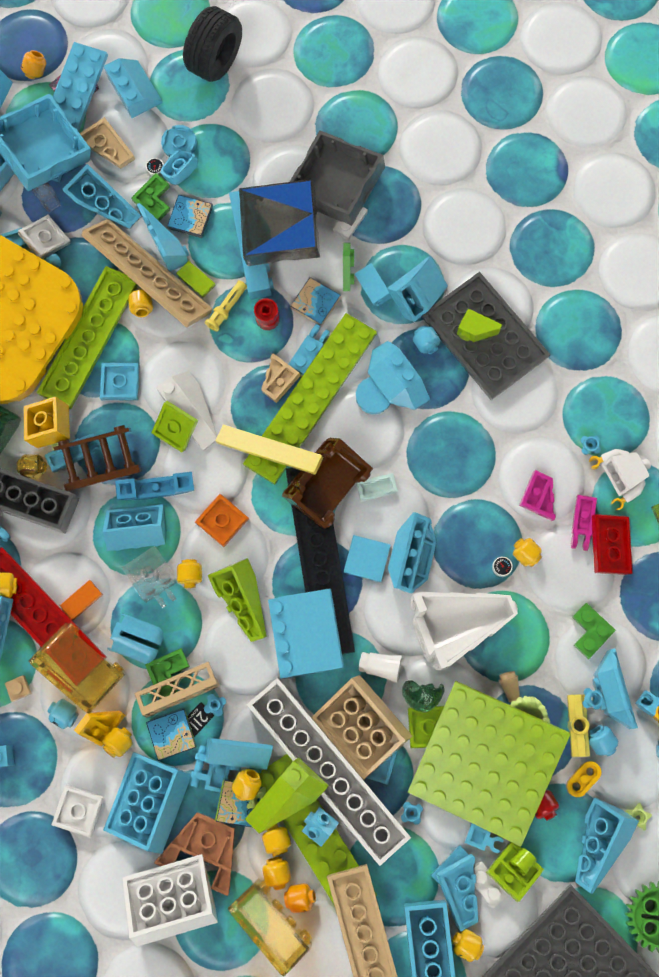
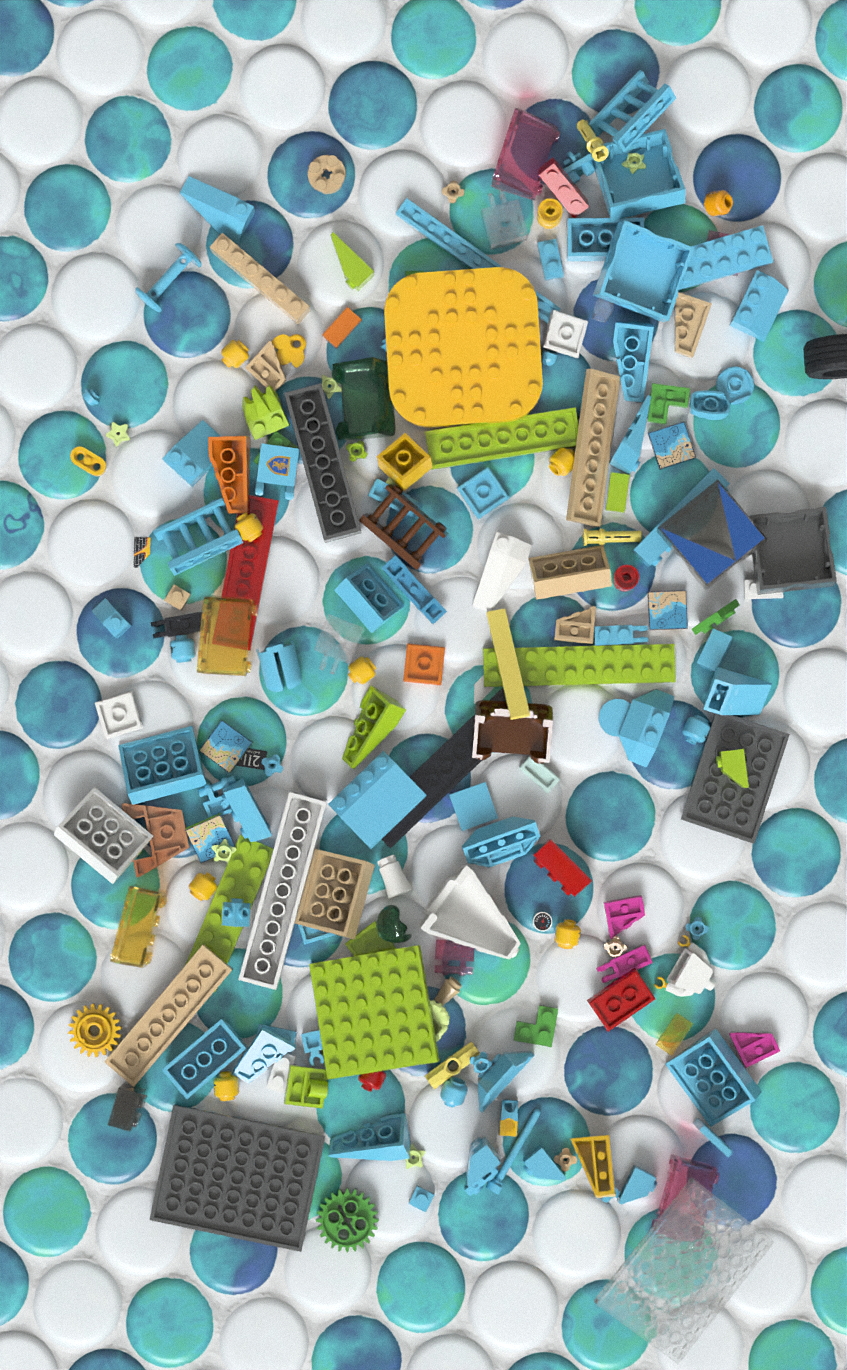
camera: 50 degrees right, 10 degrees up
(6, 457) = (360, 447): none -> lime plate
(31, 466) = (360, 475): clear yellow head -> none
(39, 704) = (179, 625): none -> black hinge
(81, 600) = (281, 596): orange tile -> none
(97, 725) = (194, 686): yellow wing -> none
(117, 742) = (191, 708): yellow head -> none
(154, 166) = (696, 381): black tile -> none
(165, 667) = (269, 704): bright green plate -> none
(174, 426) = (474, 570): lime tile -> none
(180, 696) = (258, 732): tan fence -> none
(231, 354) = (570, 572): none -> tan slope
(246, 785) = (228, 835): yellow head -> none
(276, 490) = (480, 691): none -> white sticker
(276, 873) = (179, 903): yellow head -> none
(289, 794) = (245, 874): lime wedge -> none
(299, 898) = (172, 934): light orange head -> none
(415, 818) = (290, 977): medium azure plate -> none
(468, 518) = (561, 868): none -> red slope
(478, 658) = (448, 950): none -> clear pink plate
(568, 520) = (615, 952): none -> tan plate
(583, 779) = (413, 1095): yellow plate -> none

